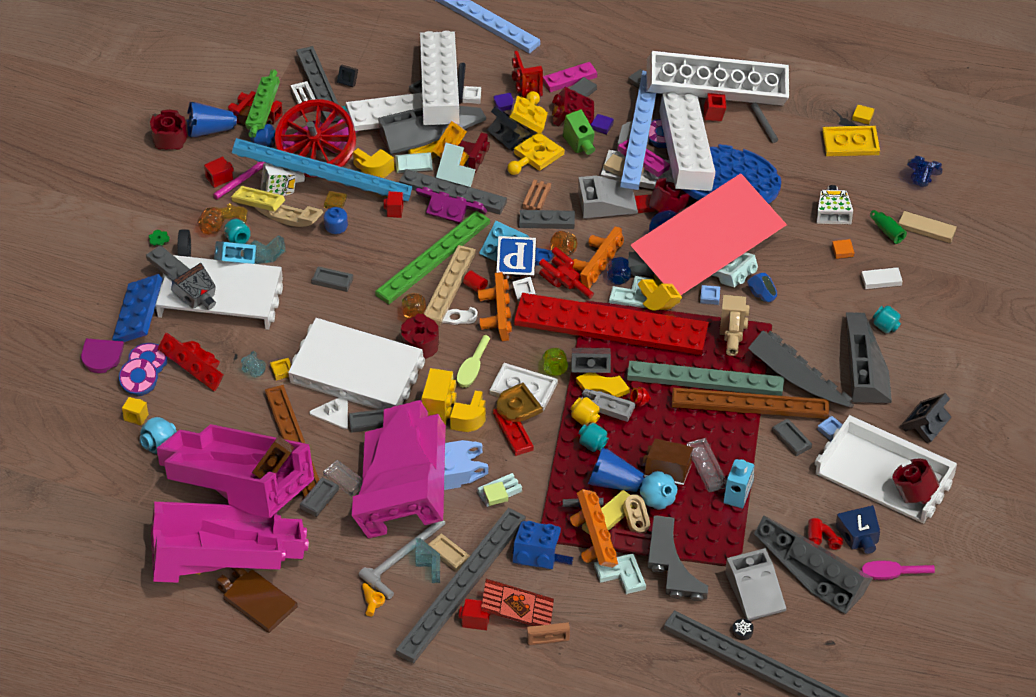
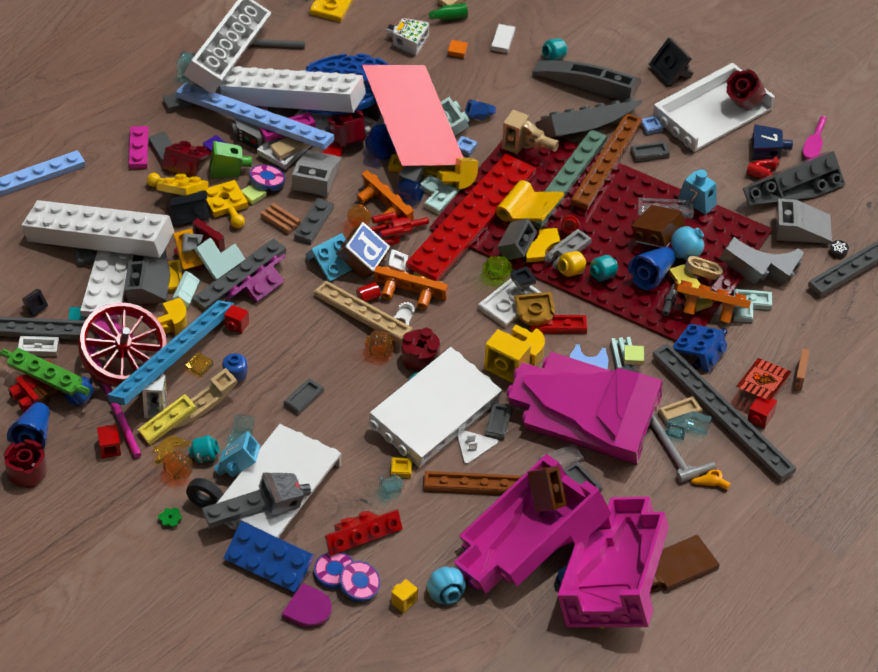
camera: 70 degrees left, 0 degrees up
(432, 257) = (317, 316): bright green tile -> none
(452, 136) = (190, 241): none -> light grey tile
(471, 366) = (471, 328): yellowish green piece -> none
(504, 101) = (143, 202): dark purple tile -> none
(526, 78) = (128, 173): red bracket -> none
(543, 379) = (523, 278): none -> black tile
(557, 168) = (253, 194): none -> yellowish green tile
(576, 166) = (267, 177): none -> tile
(644, 353) = (527, 204): none -> yellow door
(714, 107) = (250, 58): red brick -> none

